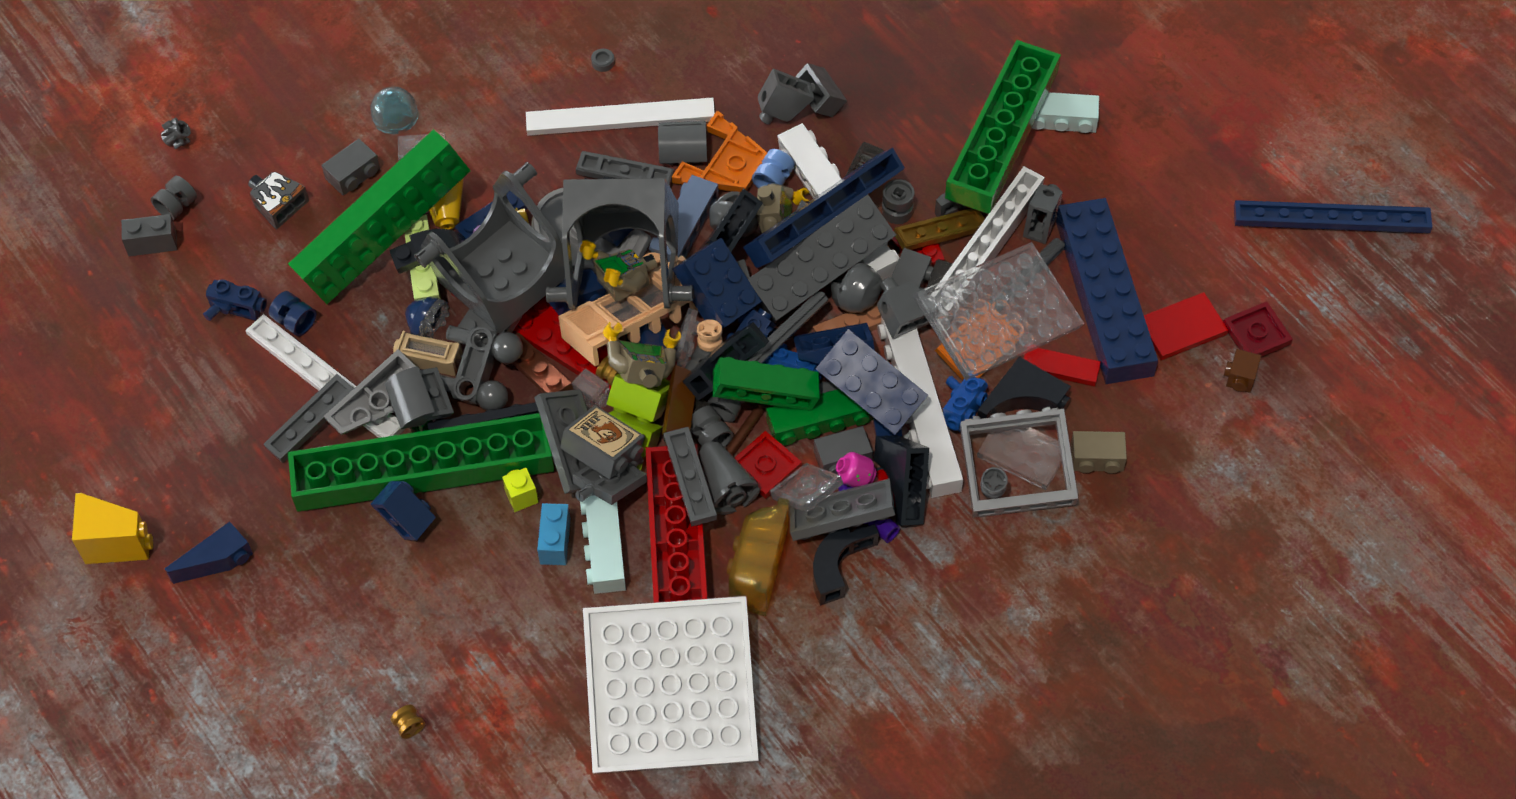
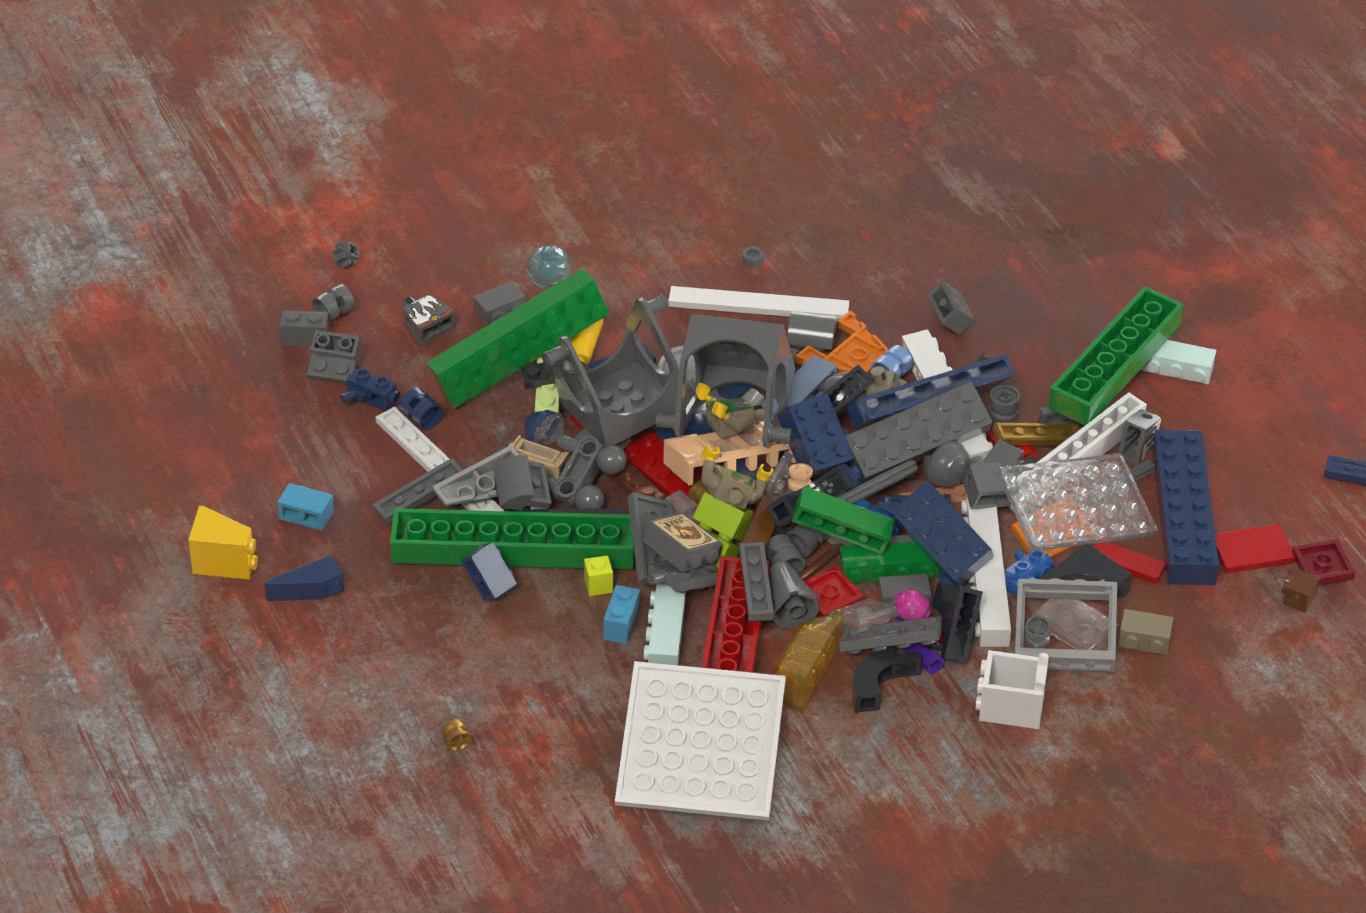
camera: 10 degrees right, 15 degrees down
(187, 265) = (333, 356): none -> dark grey brick
(192, 459) = (305, 506): none -> dark azure brick
(783, 96) = (914, 305): dark grey torso -> none
(987, 553) = (1012, 689): none -> white container

